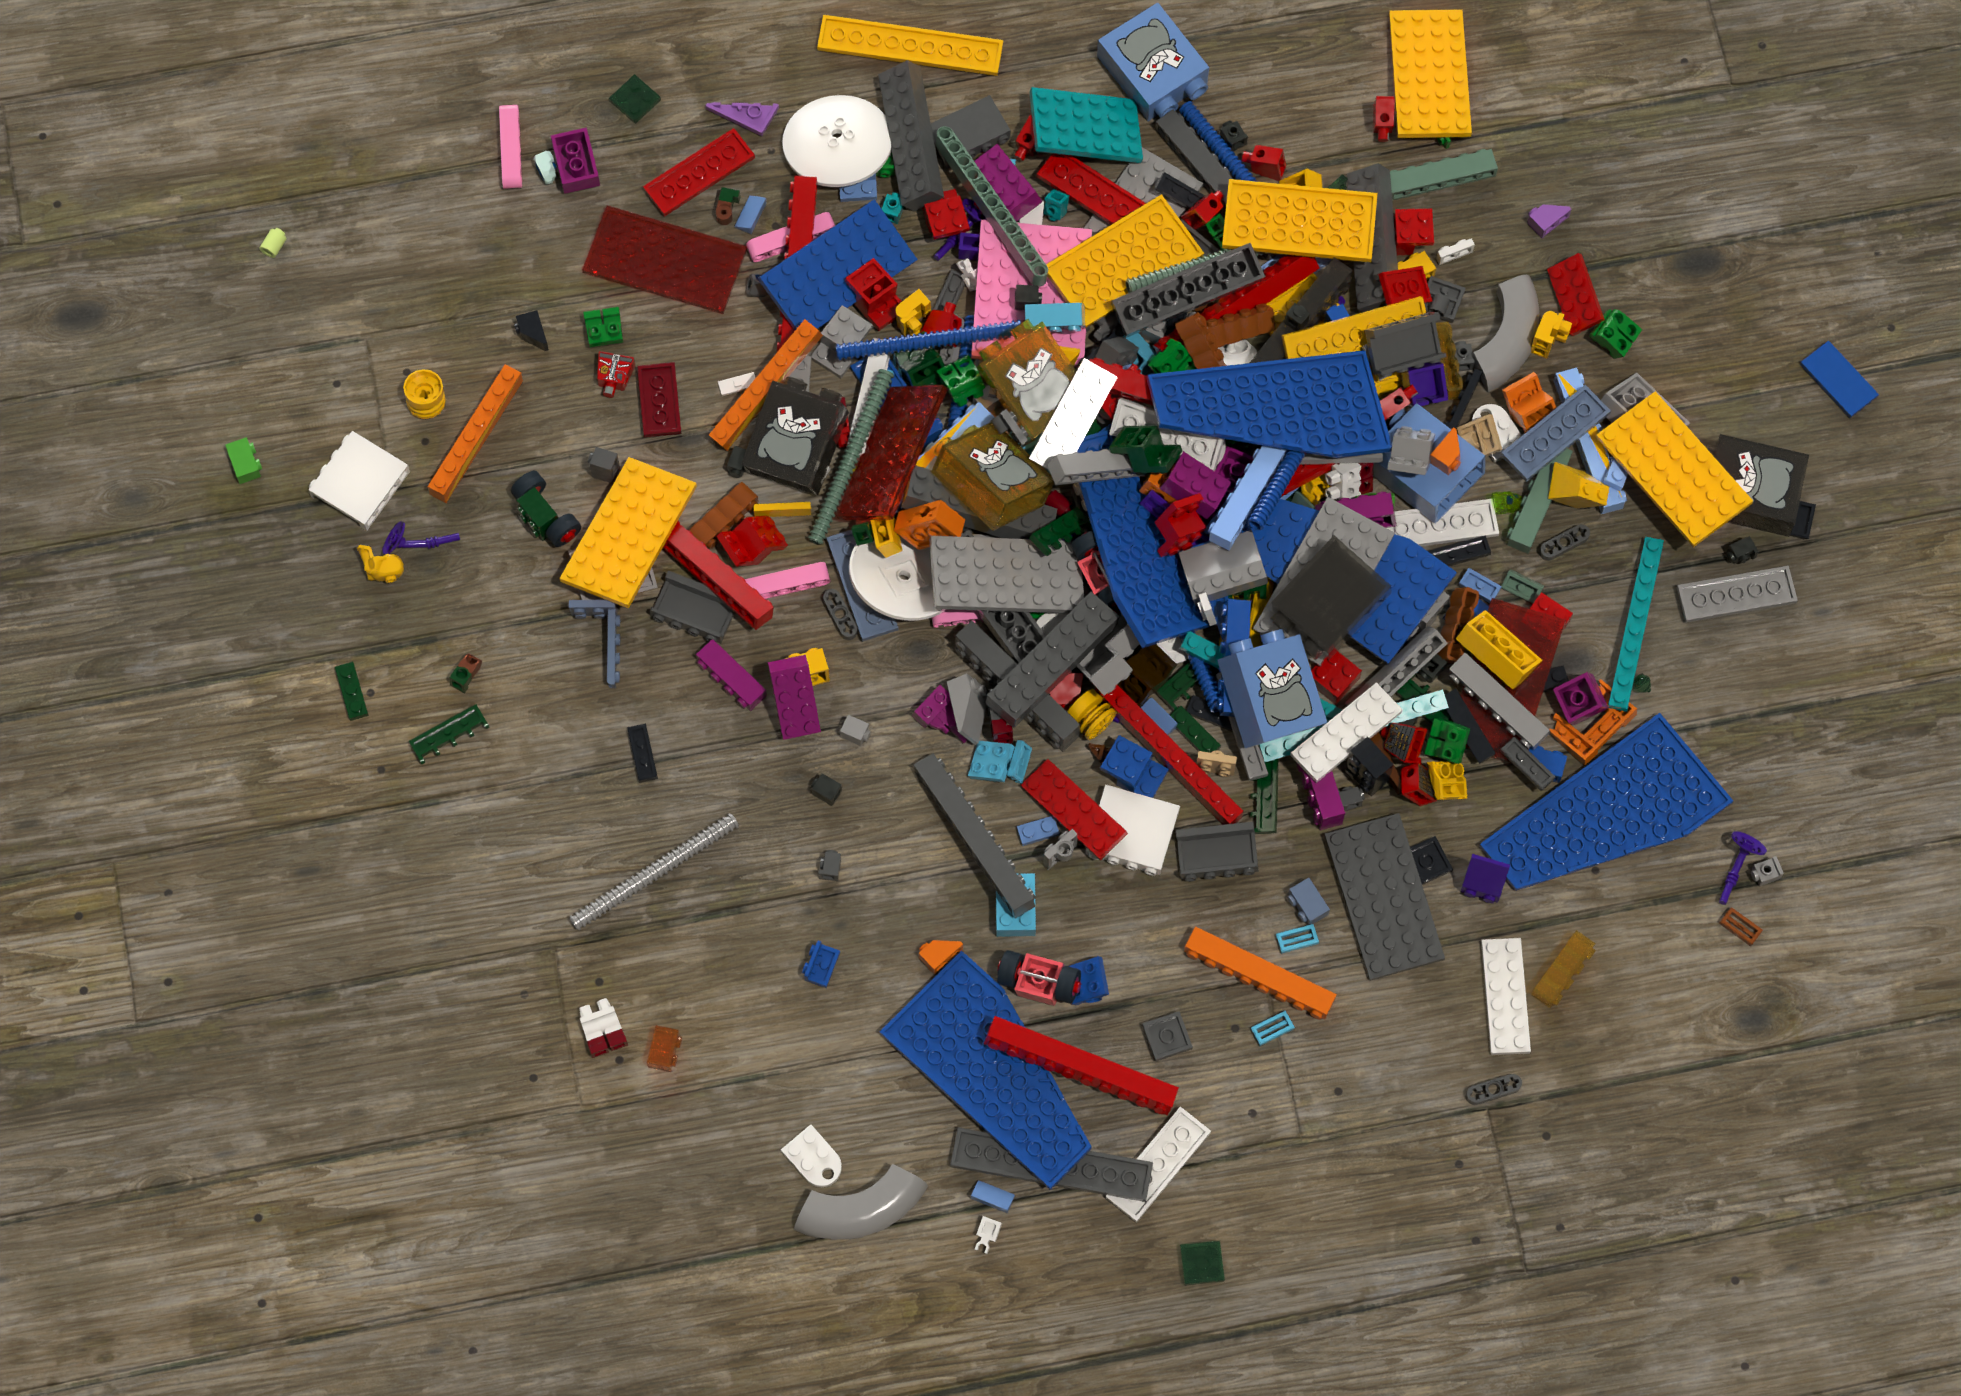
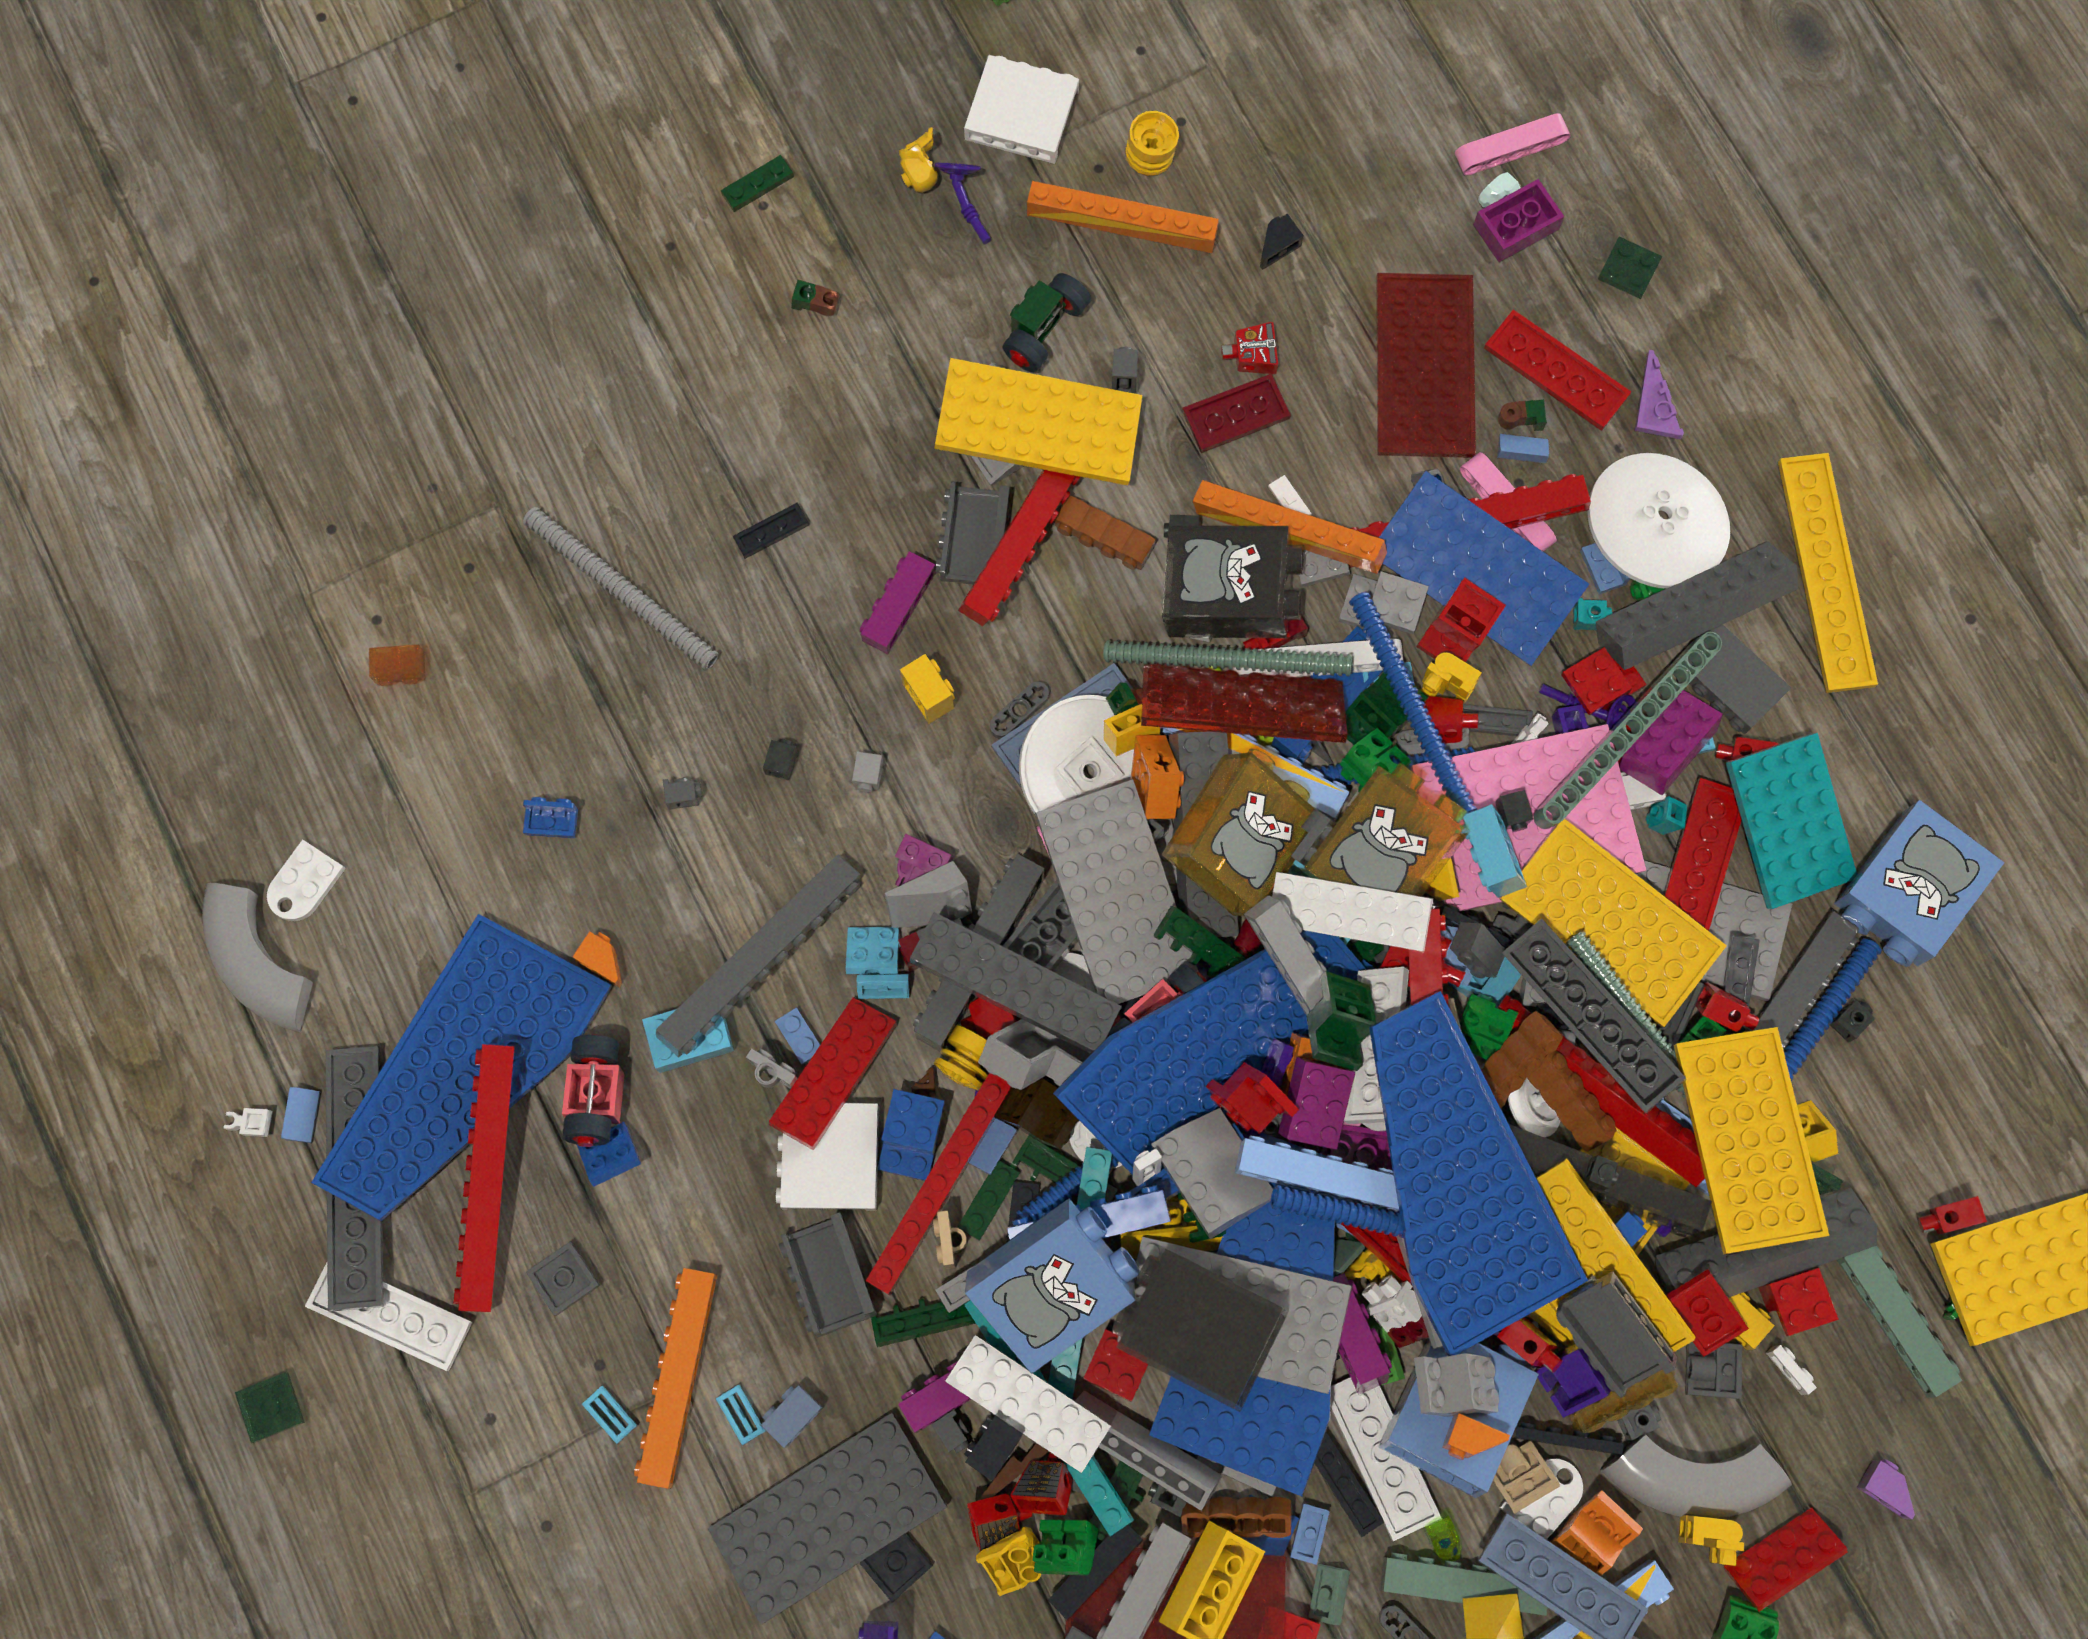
camera: 75 degrees right, 5 degrees up
(448, 732) = (733, 302): dark green hinge -> none
(599, 610) = (902, 449): sand blue bracket -> none
(602, 1022) = (404, 588): white hips -> none
(606, 333) = (1309, 320): green hips -> none
(752, 540) = (1079, 574): red bracket -> none
(783, 509) = (1135, 599): yellow tile -> none
(790, 580) = (1041, 632): bright pink beam -> none
(794, 697) = (878, 679): magenta brick -> none
(1266, 161) = (1829, 1074): red torso -> none

